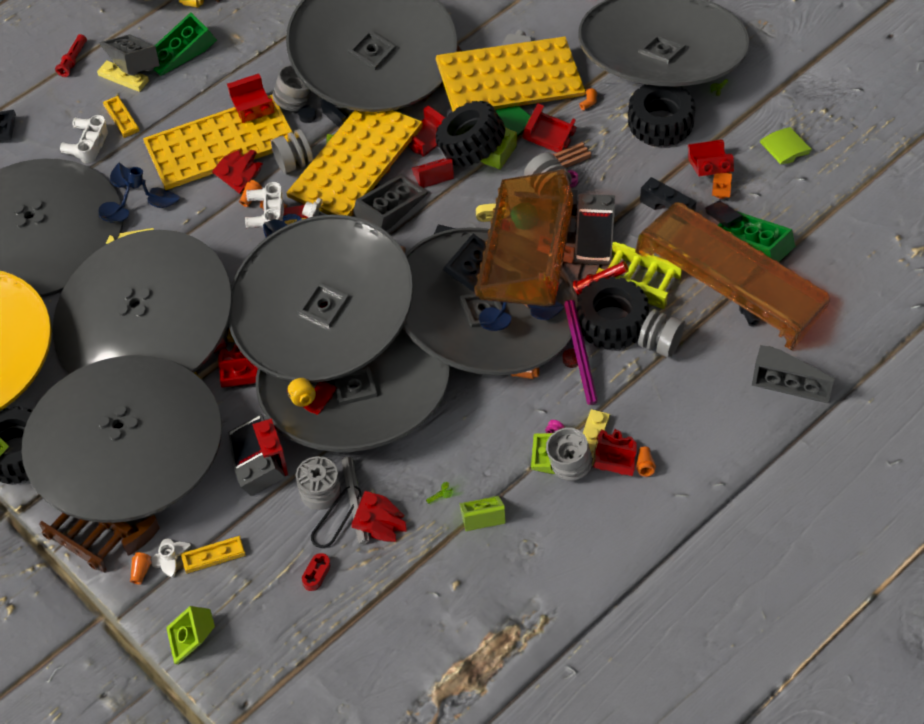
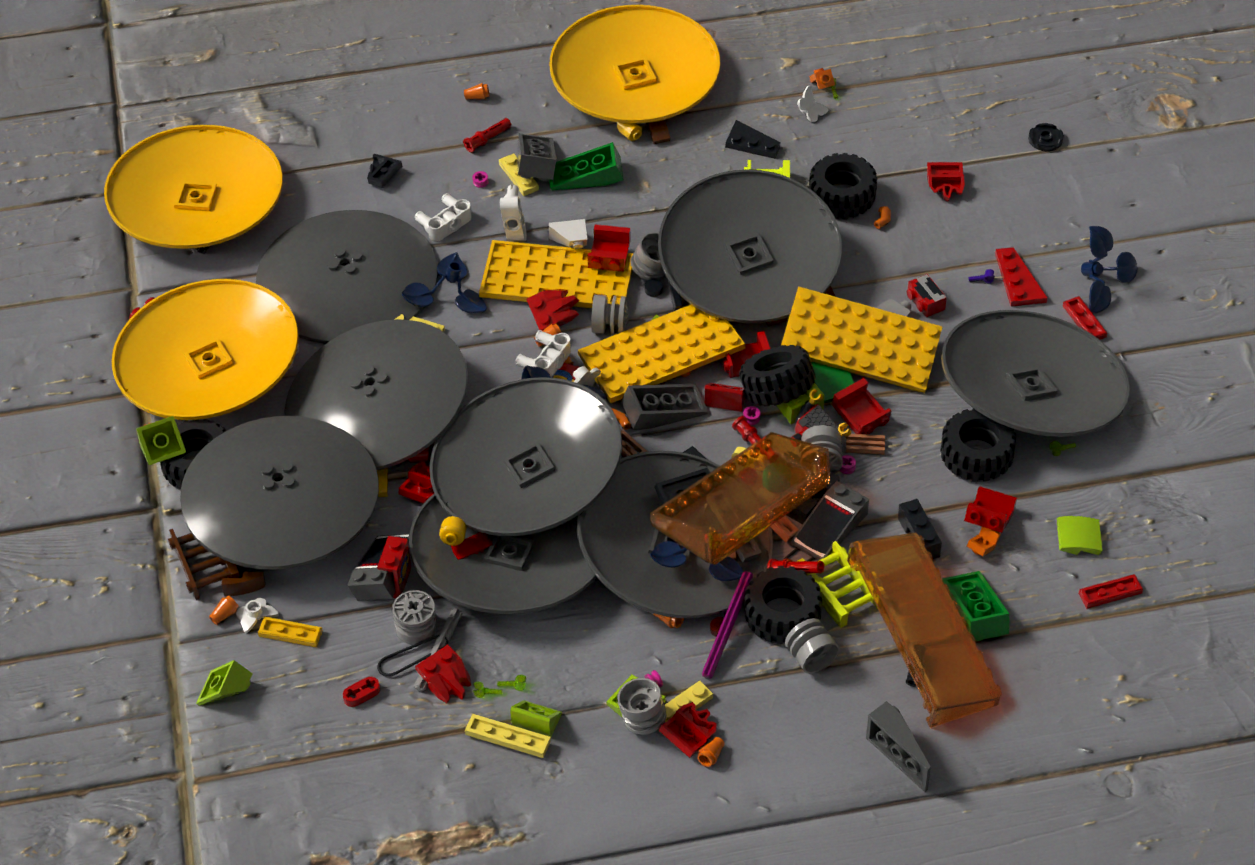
camera: 30 degrees right, 5 degrees down
(36, 25) = (479, 91): none -> orange cone
(92, 90) = (480, 175): none -> dark pink bush
(121, 116) = (490, 211): yellow tile -> none
(151, 108) = (513, 216): none -> white piece
(207, 102) = (569, 233): none -> white slope
(421, 513) = (481, 691): none -> clear neon green hand
(465, 173) = (751, 410): none -> dark pink bush
(470, 540) = (507, 735): none -> light yellow plate
(476, 192) = (749, 433): none -> red pin
(520, 154) = (814, 415): none -> torso
(530, 20) = (926, 295): none -> brick
(591, 99) = (926, 400): orange arm -> none
(723, 214) = (964, 568): black tile -> none
(840, 176) = (1110, 591): none -> red tile

